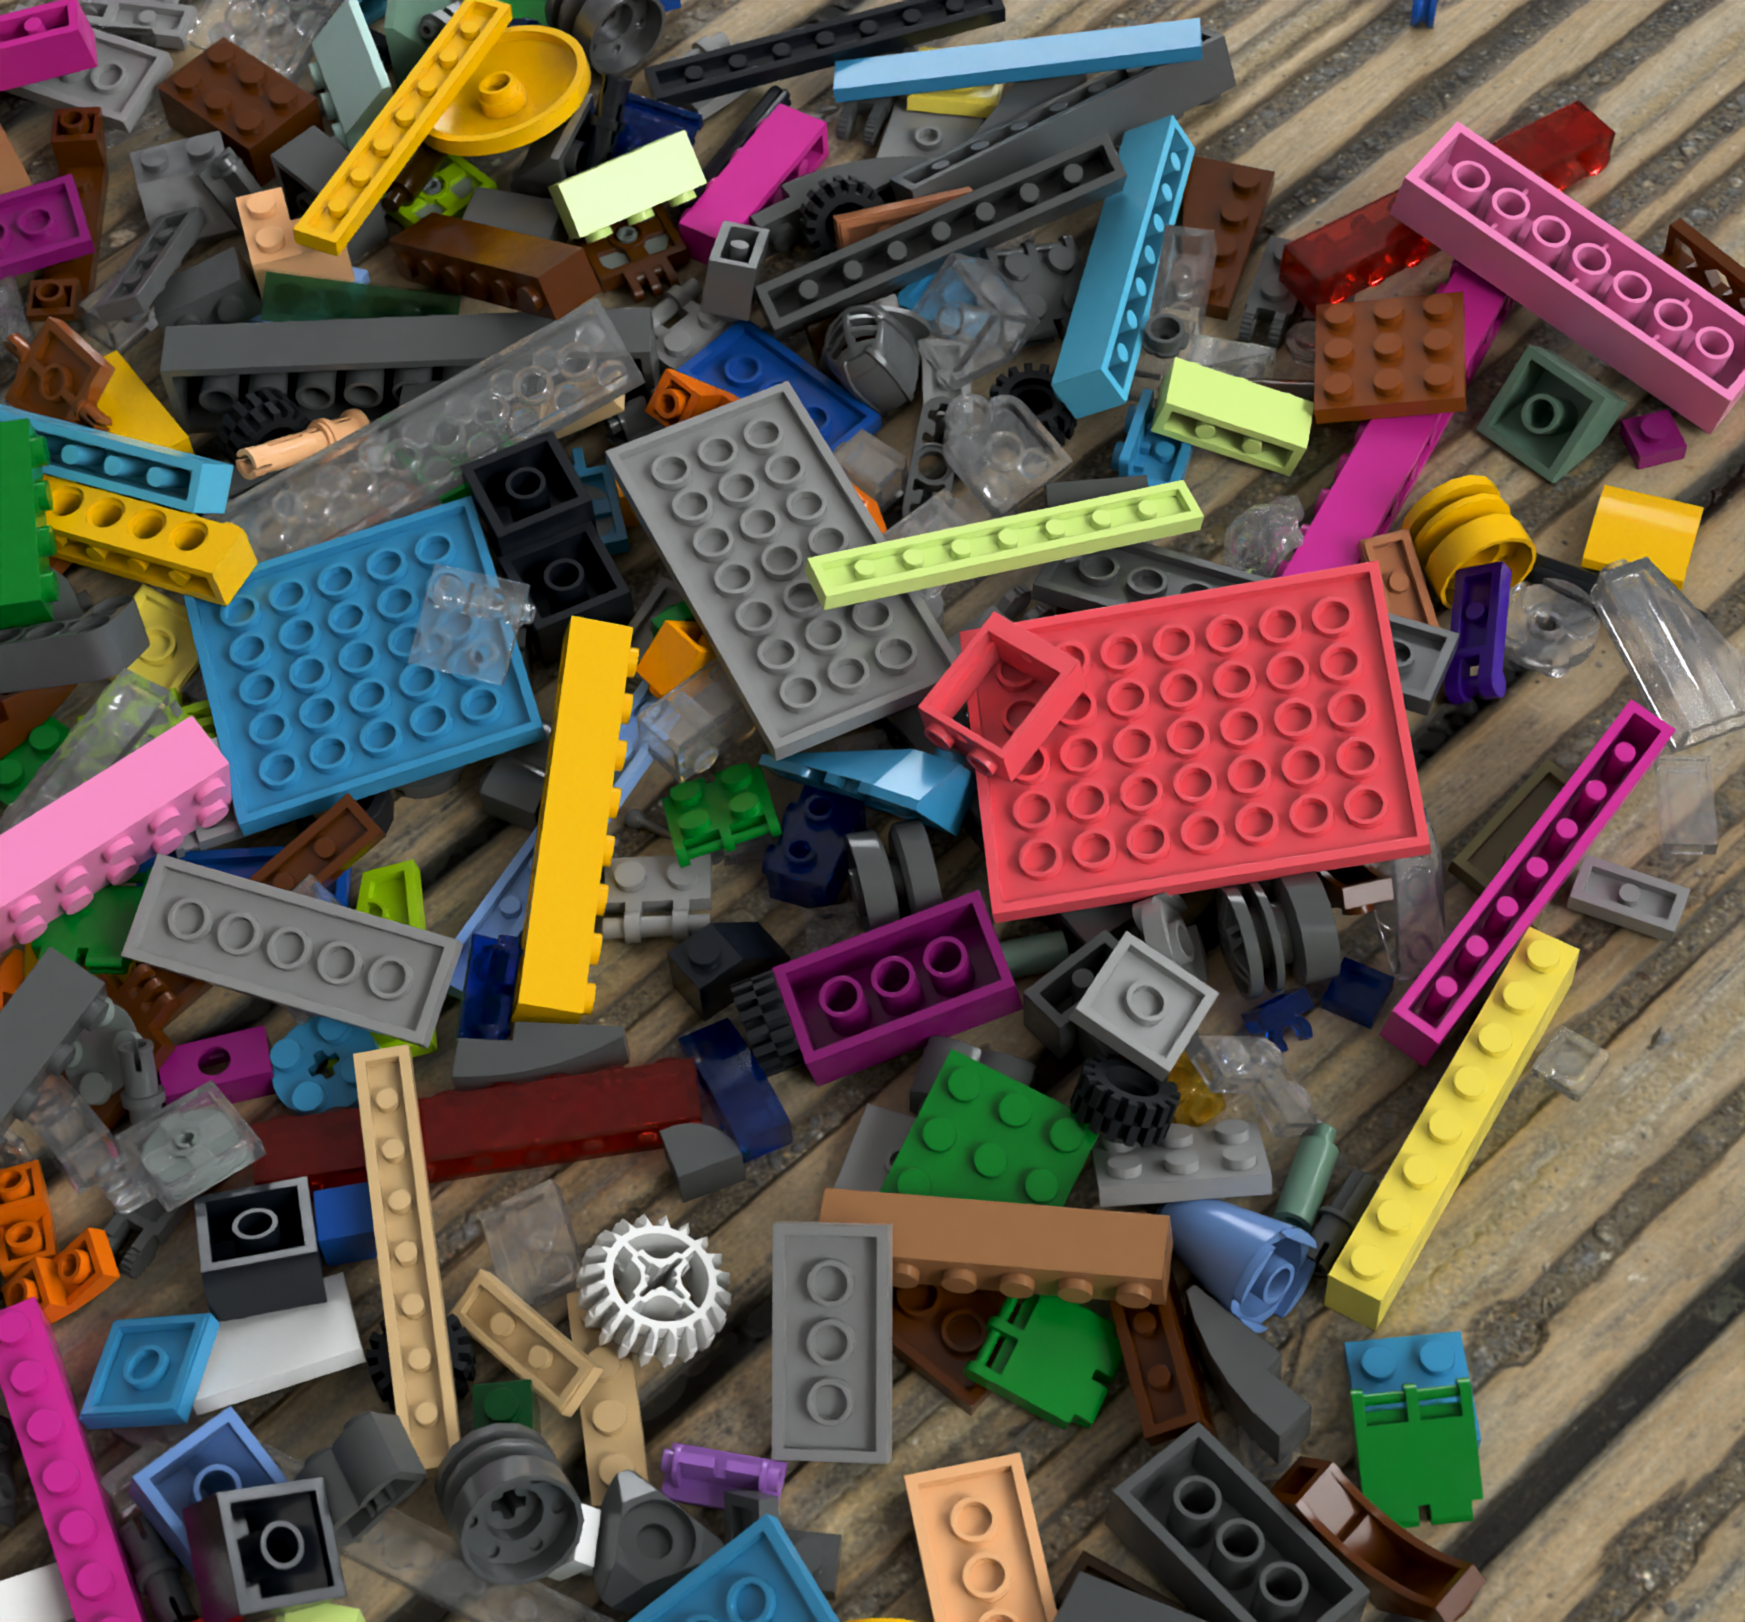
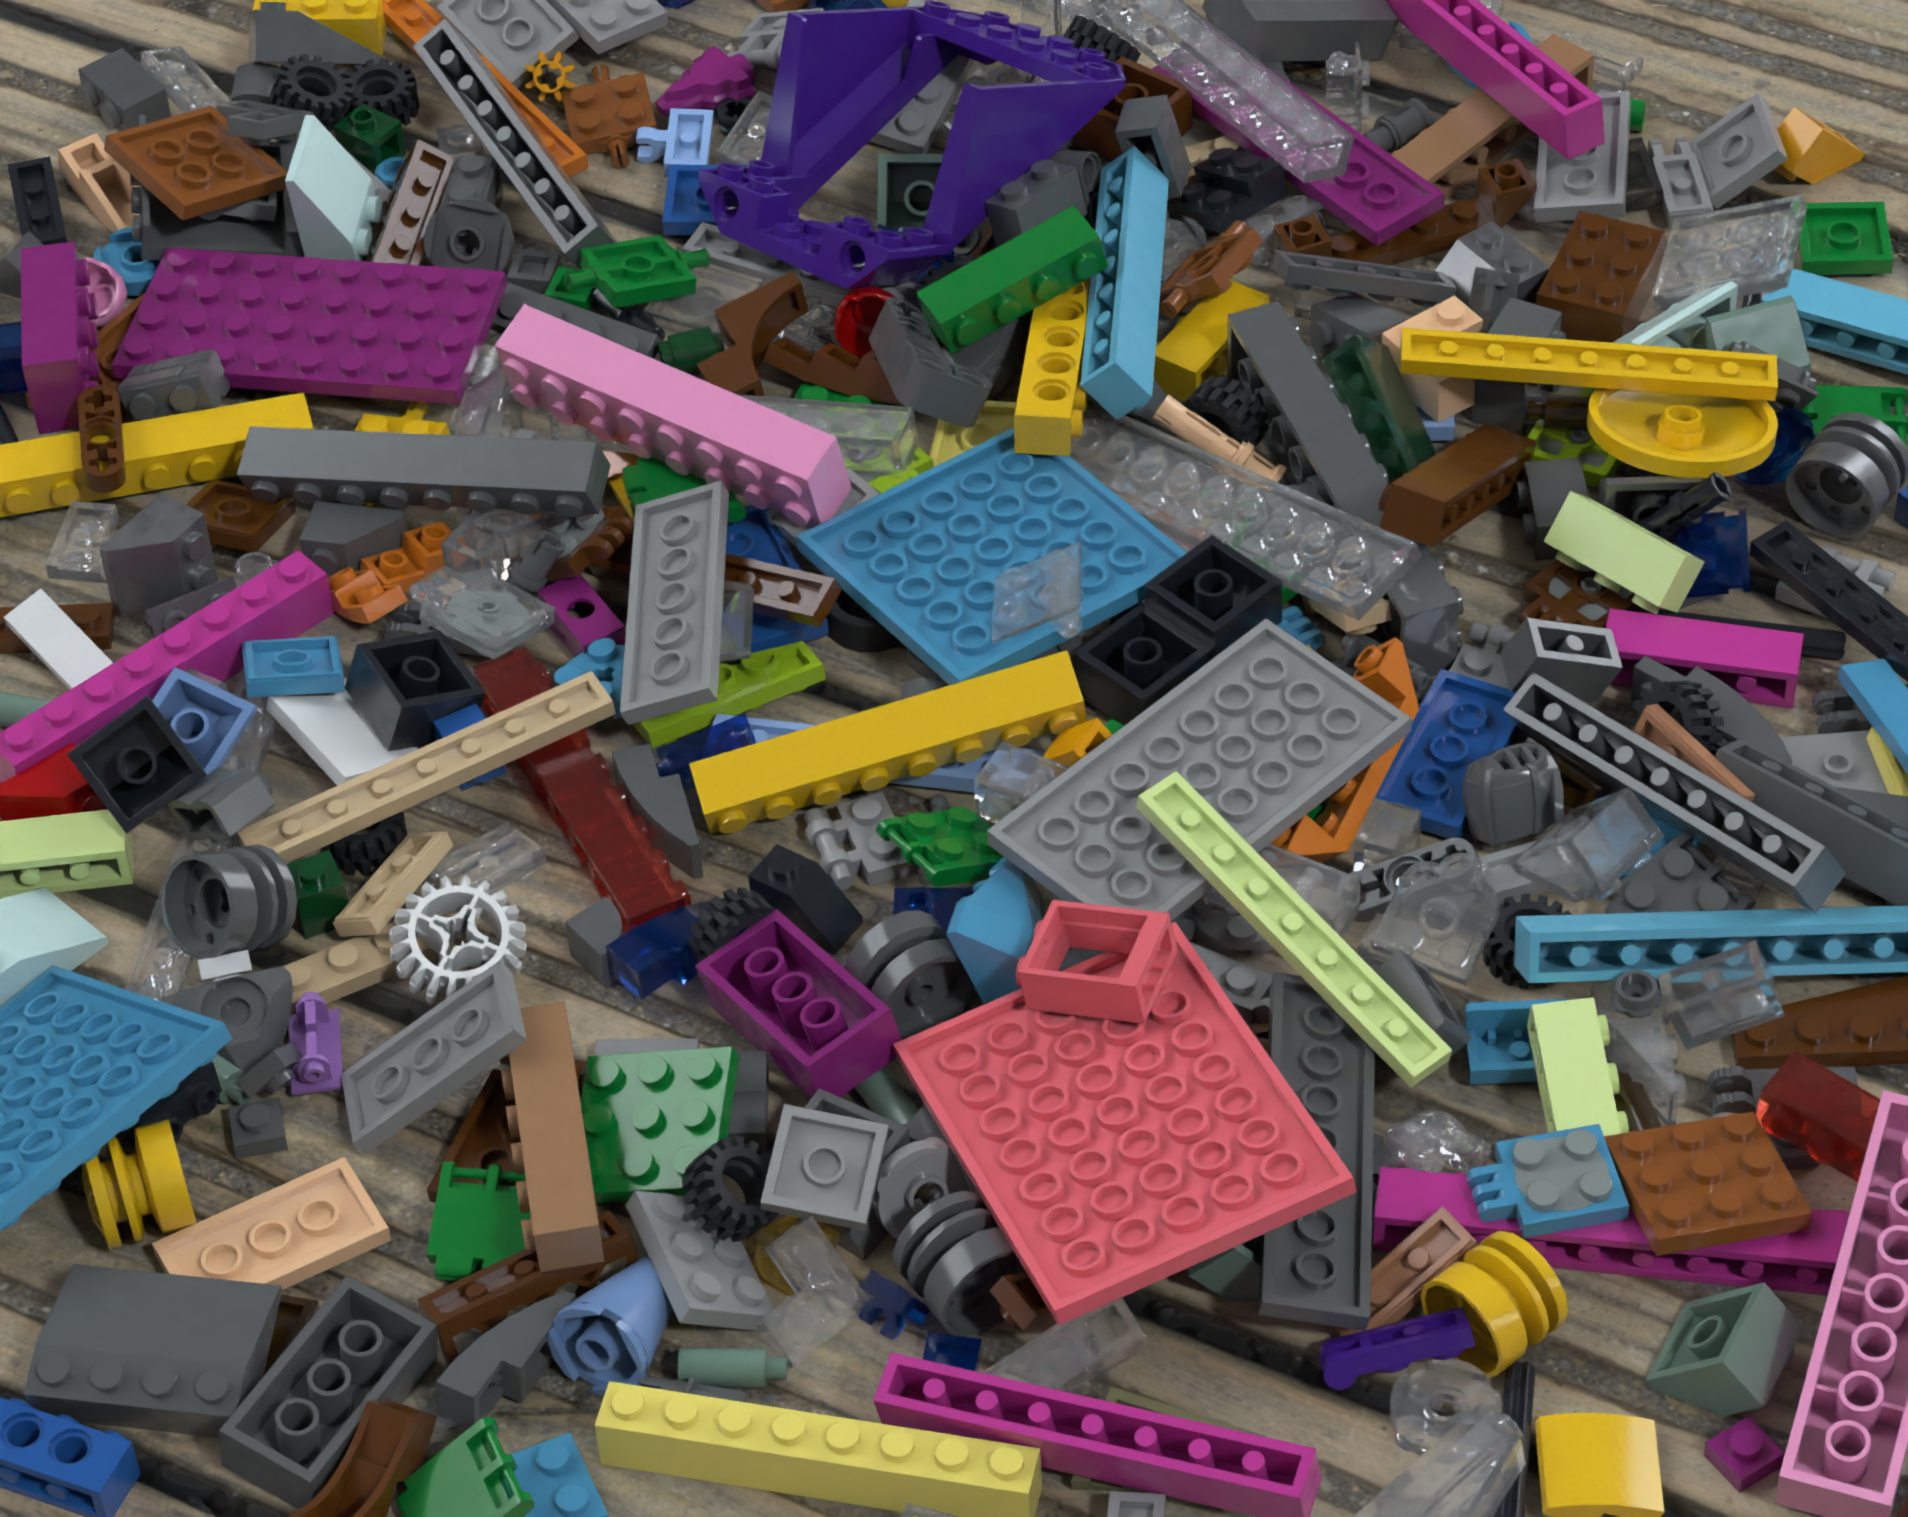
camera: 70 degrees right, 10 degrees down
(1352, 458) = (1551, 1182): none -> piece

